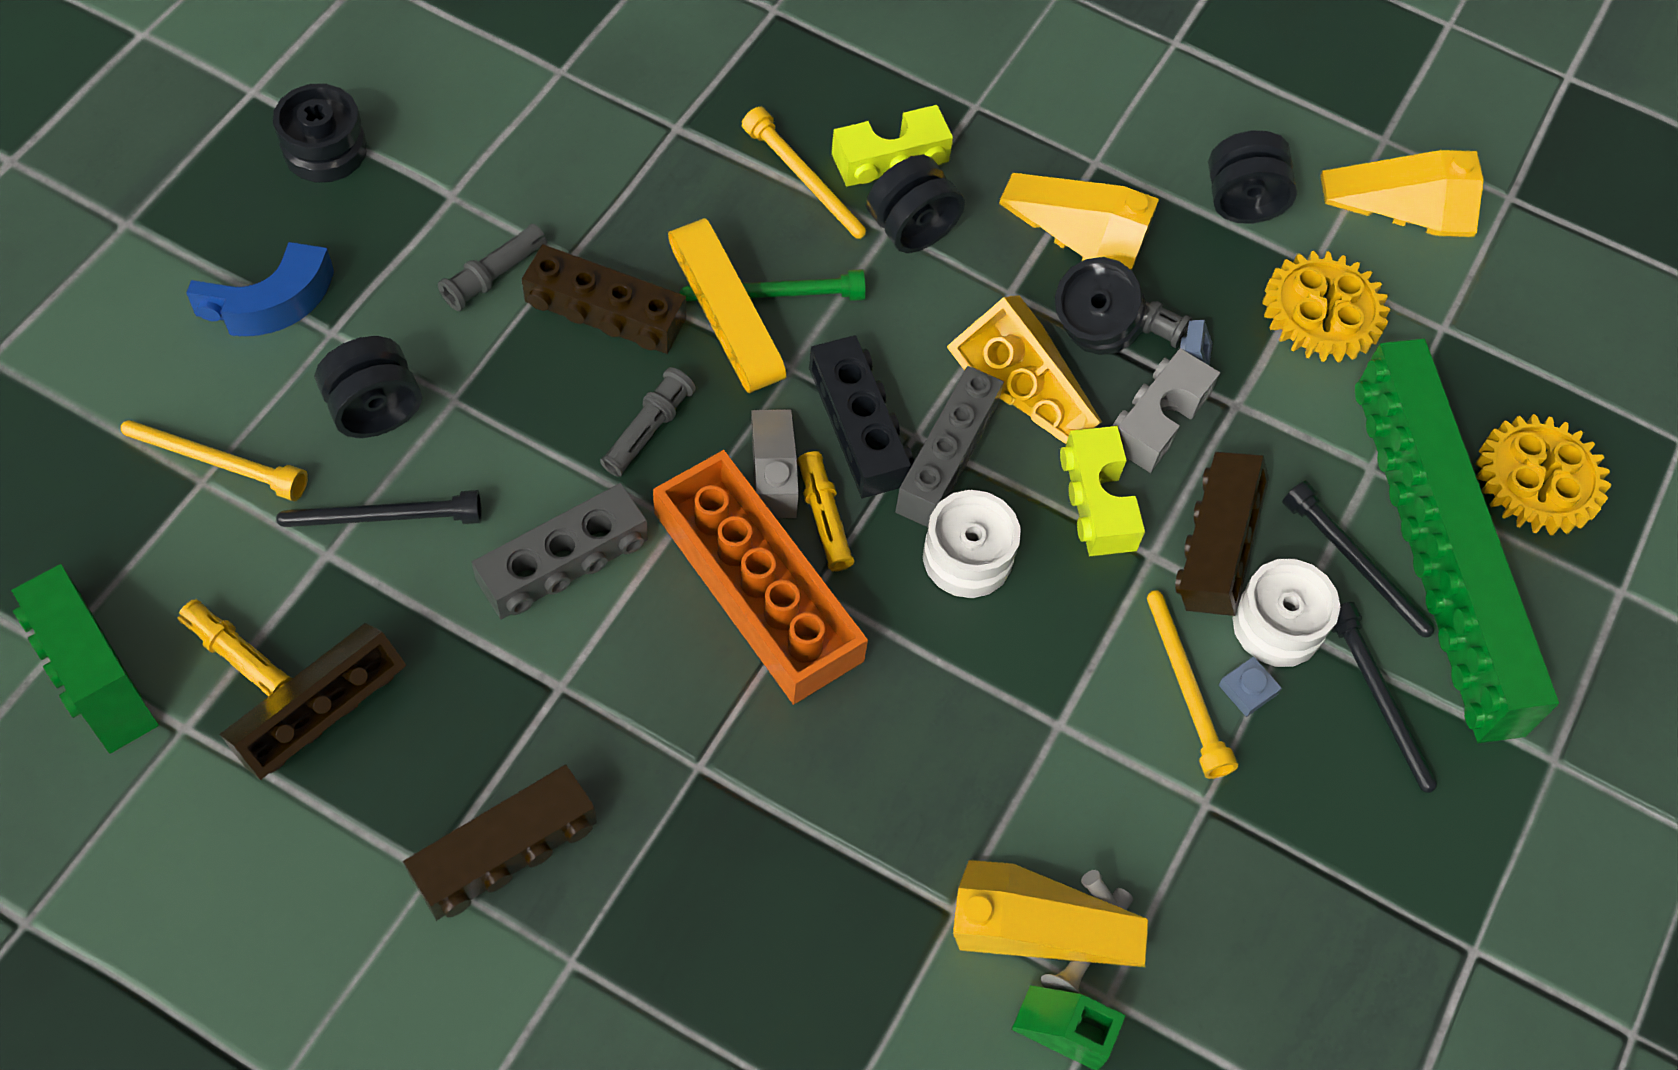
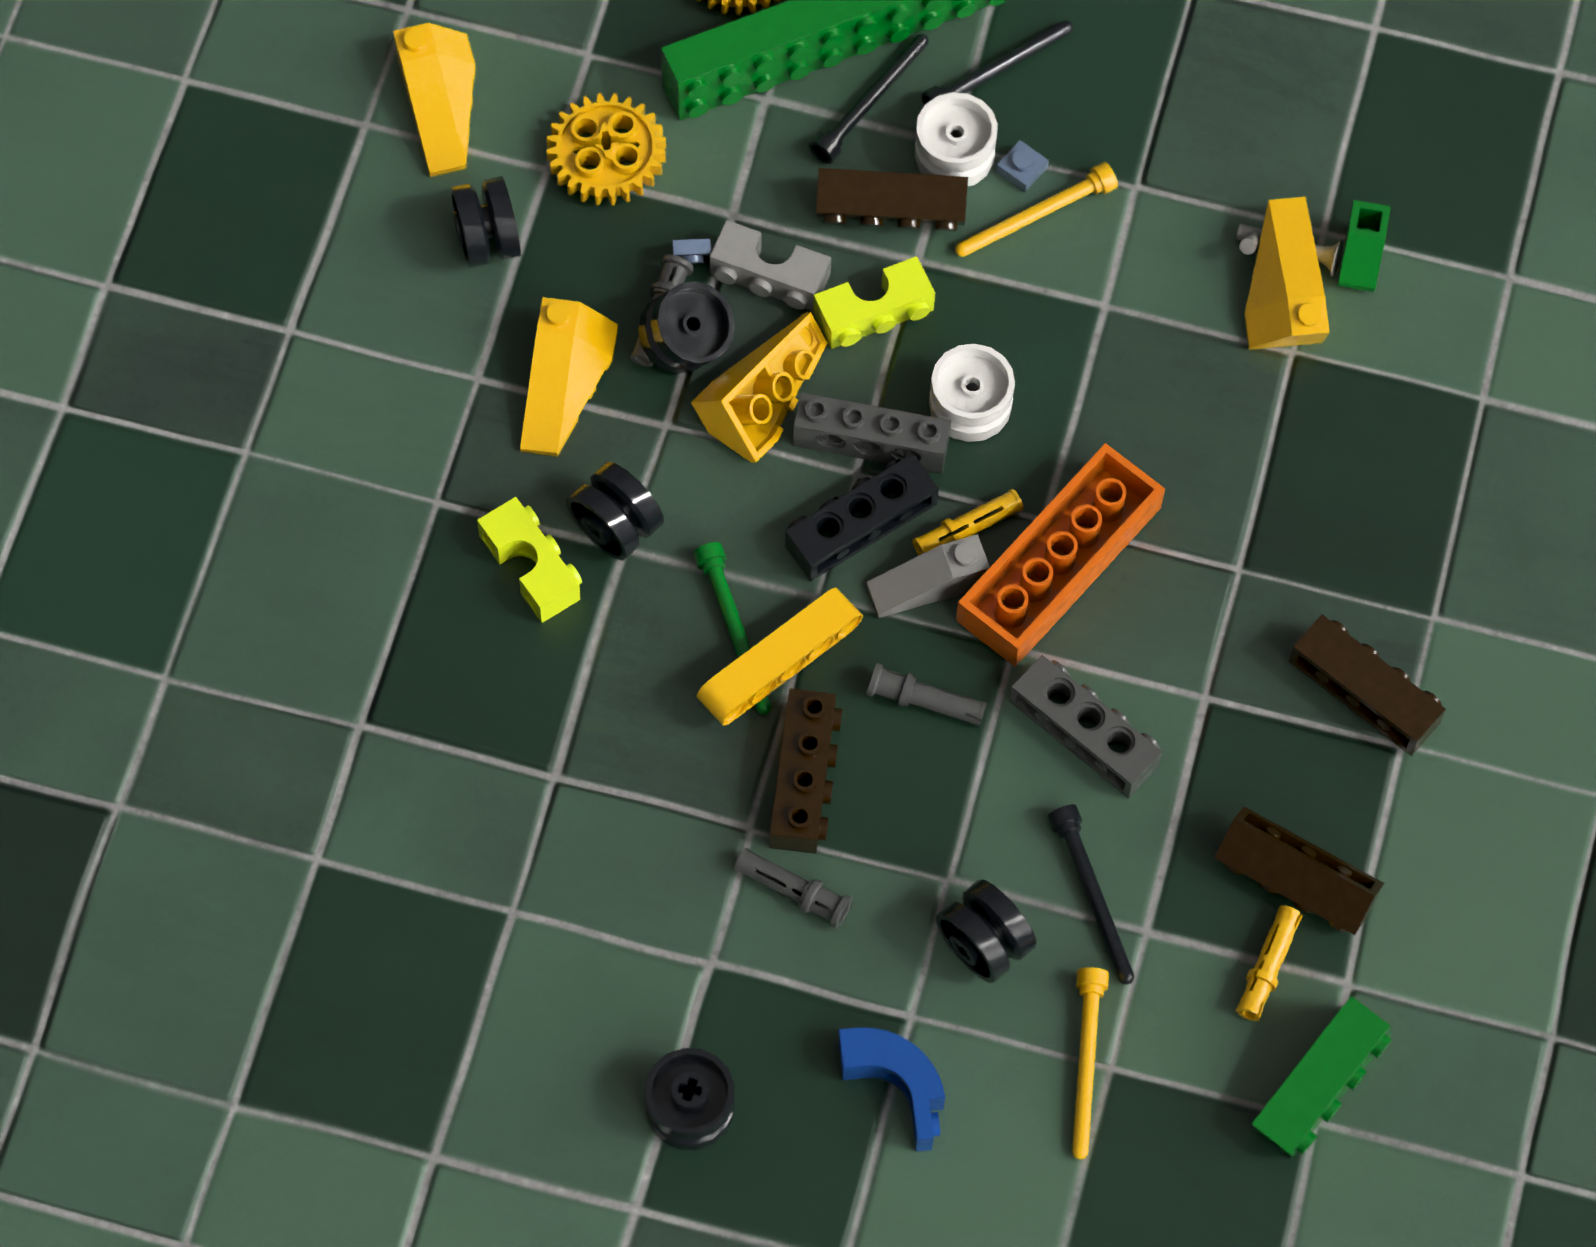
camera: 100 degrees left, 5 degrees up
(760, 126) = (537, 690): yellow piece -> none

